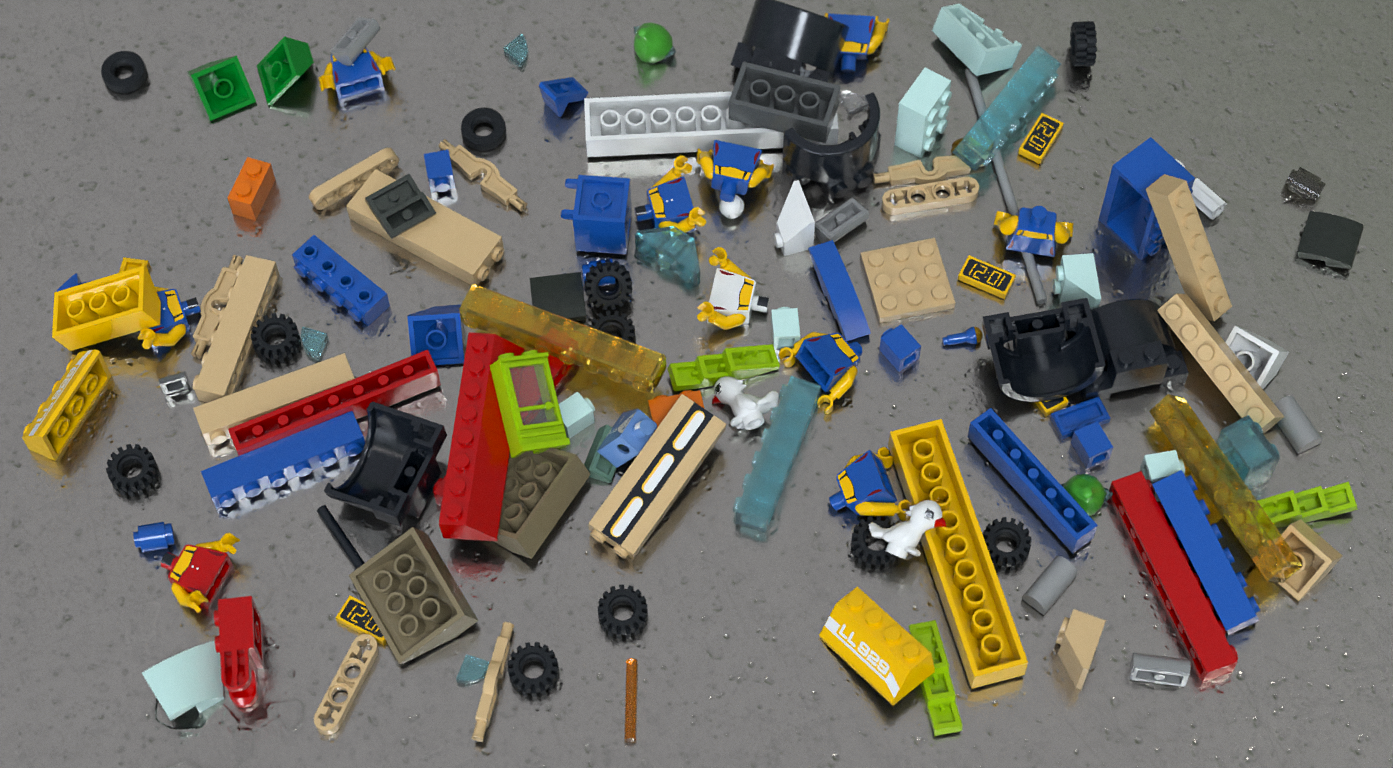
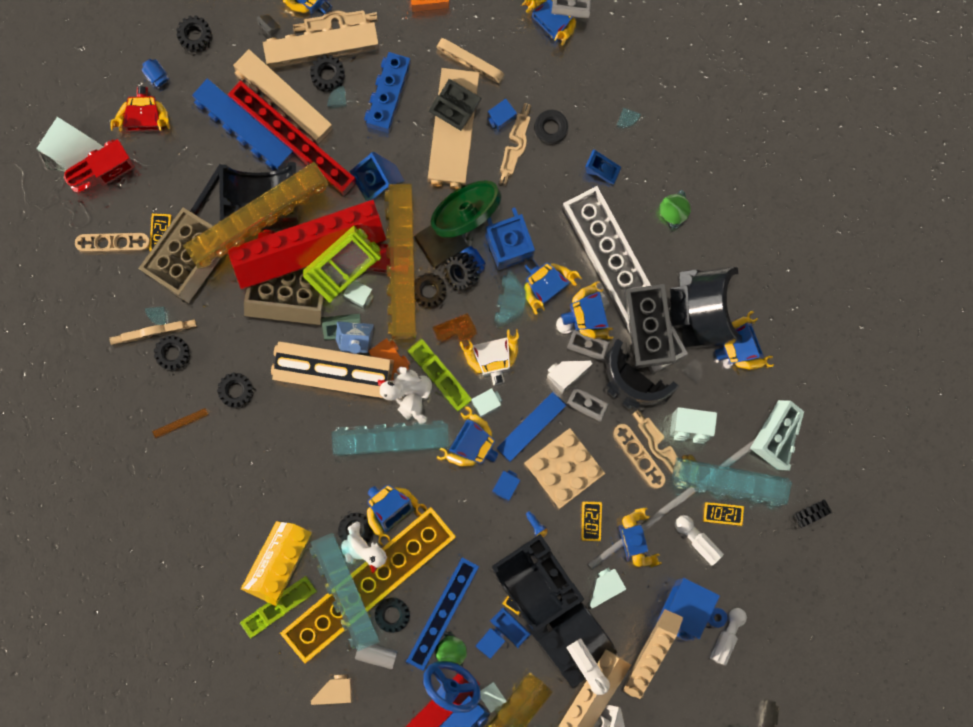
camera: 60 degrees right, 20 degrees up
(416, 468) = (256, 215): none -> clear yellow brick
(536, 240) = (466, 208): none -> dark green dish
(673, 317) = (460, 325): none -> clear orange plate
(720, 395) = (403, 384): none -> white animal
(768, 193) = (588, 346): none -> light grey brick
(957, 569) = (344, 591): none -> clear light blue brick
(1064, 172) = (700, 541): none -> white piece
(1136, 499) = (450, 688): none -> blue piece
(1173, 326) = (588, 666): none -> white piece

